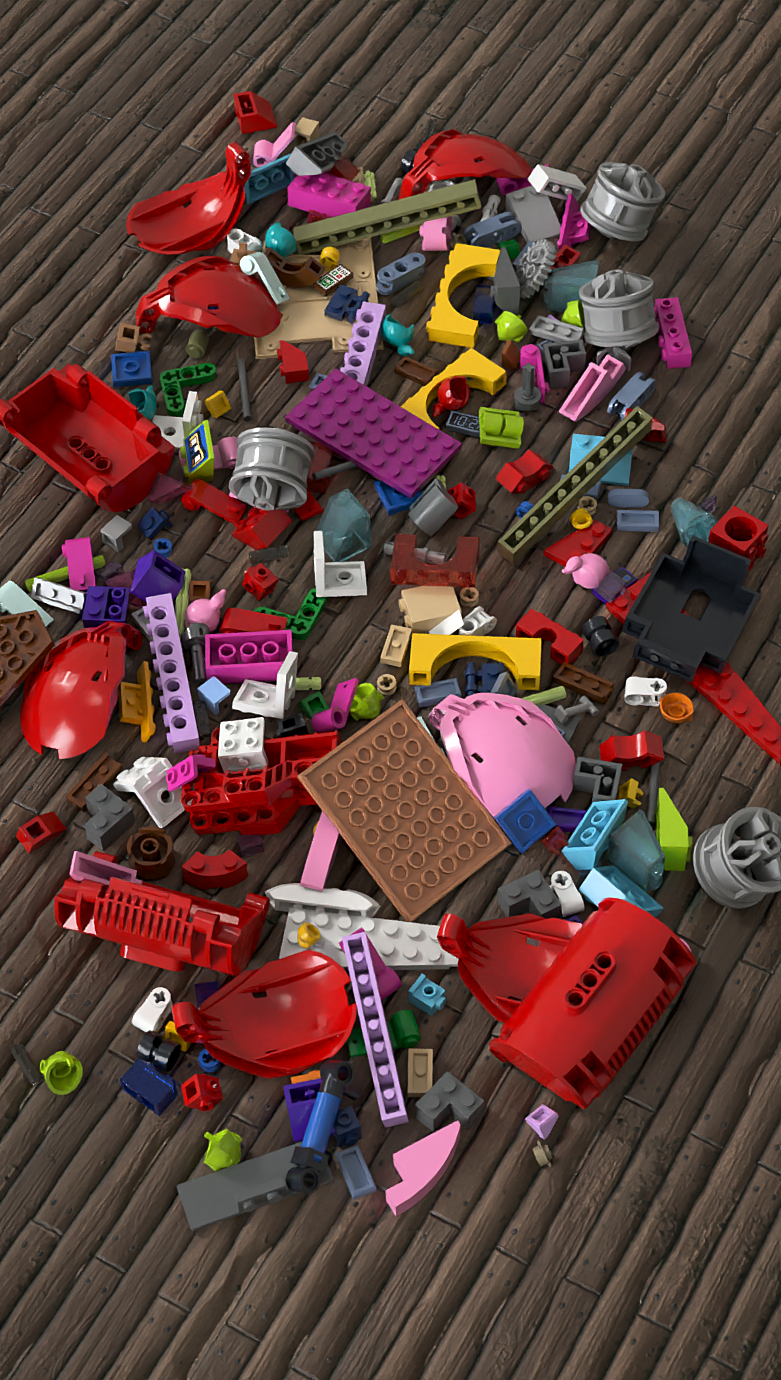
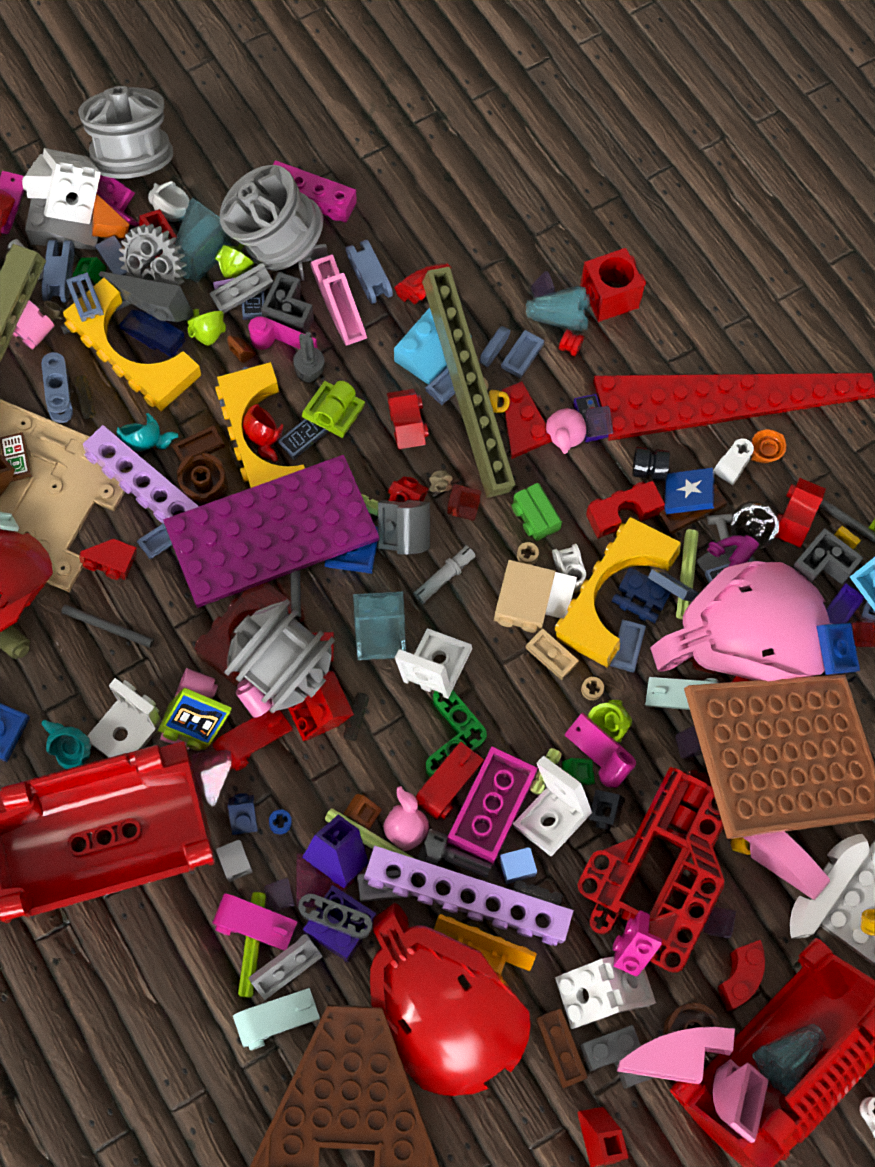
camera: 65 degrees left, 15 degrees up
(102, 601) = (356, 916): none -> dark grey beam
(123, 835) = (679, 1054): none -> bright pink slope
(176, 384) = (53, 694): green beam -> none
(217, 404) = (115, 664): yellow tile -> none
(242, 745) = (624, 869): white bracket -> none
(259, 581) = (395, 745): red brick -> none
(342, 301) = (55, 466): dark blue plate -> none
(387, 379) = (202, 478): none -> reddish brown brick
(458, 572) = (478, 592): clear red arch -> none
(478, 247) = (90, 312): none -> sand blue tile
(486, 537) = (464, 502): none -> clear red panel
(488, 517) = (440, 481): none -> dark tan plate
(506, 584) = (536, 512): none -> bright green brick
(524, 508) = (454, 444): blue bush -> none
(550, 230) = (107, 221): none -> orange slope
(564, 190) = (71, 174): none -> white bracket
(564, 720) = (745, 548): none -> magenta plant
(594, 669) = (689, 491): none -> blue tile
(594, 721) = (755, 520): none -> clear smoke cylinder
(597, 252) = (170, 200): none -> white hair
(669, 542) = (571, 342): none -> red wheel
(677, 640) = (701, 399): black panel -> none

